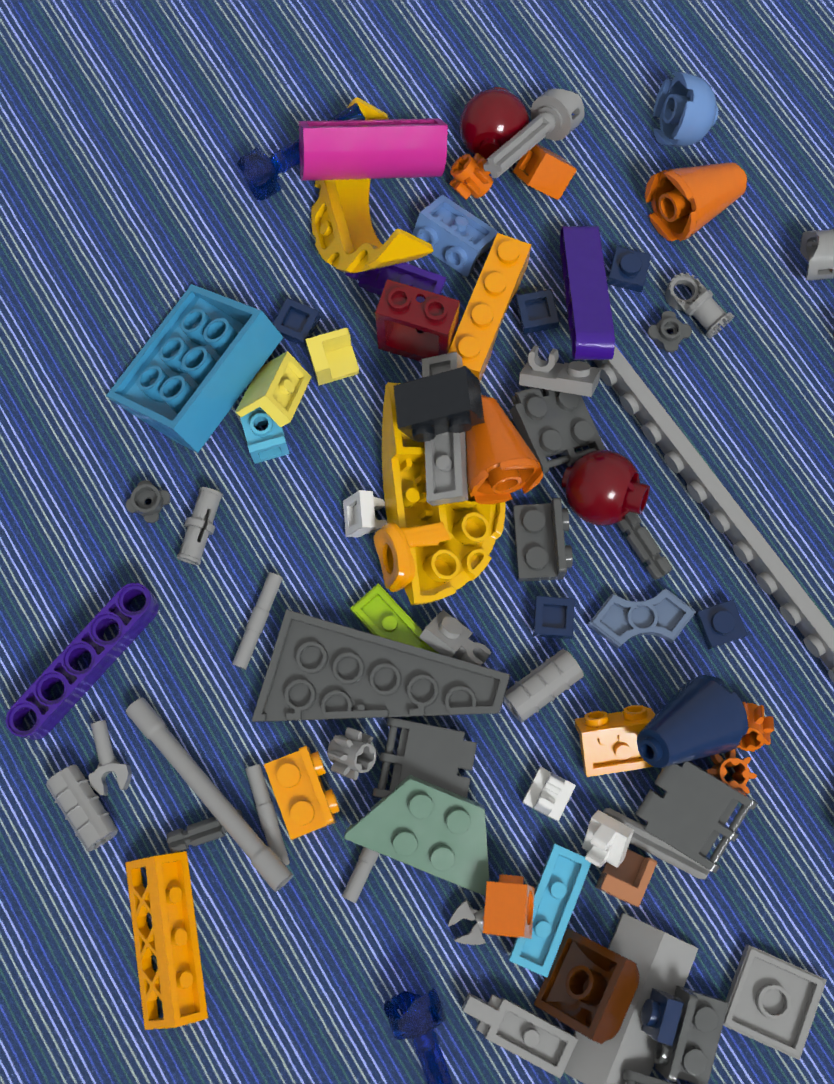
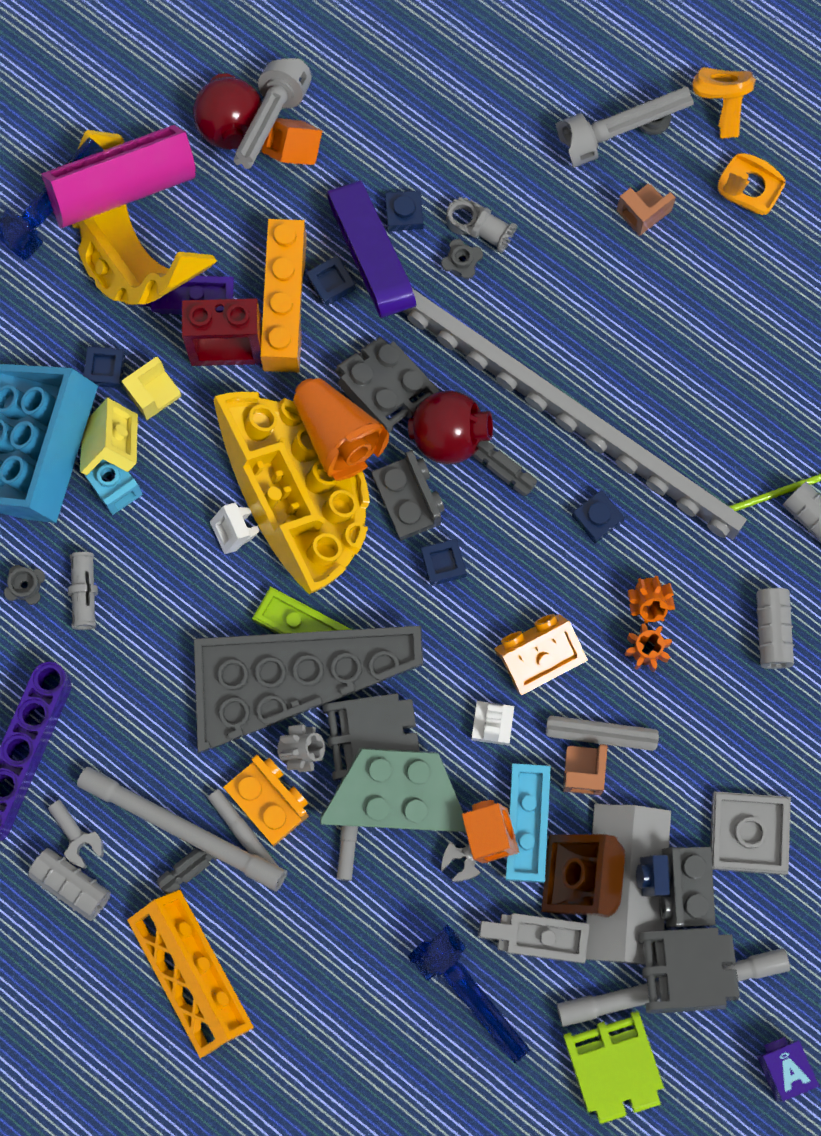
camera: 20 degrees left, 0 degrees up
(257, 621) = (169, 660): light grey piece -> none
(394, 550) = (287, 565): light orange piece -> none
(439, 404) = (271, 401): black brick -> none
(447, 451) = (283, 422): light grey plate -> none
(452, 639) = (354, 612): light grey plate -> none
(454, 234) = (225, 232): medium blue bracket -> none
(470, 176) = (222, 171): orange gear -> none
(542, 685) = (454, 627): light grey axle -> none
(570, 378) = (380, 335): light grey plate -> none
(606, 840) = (557, 743): white tile -> none
(624, 619) = (538, 529): sand blue tile -> none
(685, 110) = (406, 39): medium blue cylinder -> none
(692, 197) = (441, 122): orange cone -> none
(694, 724) = (599, 613): dark blue cone -> none
(694, 812) = (625, 690): dark grey plate -> none

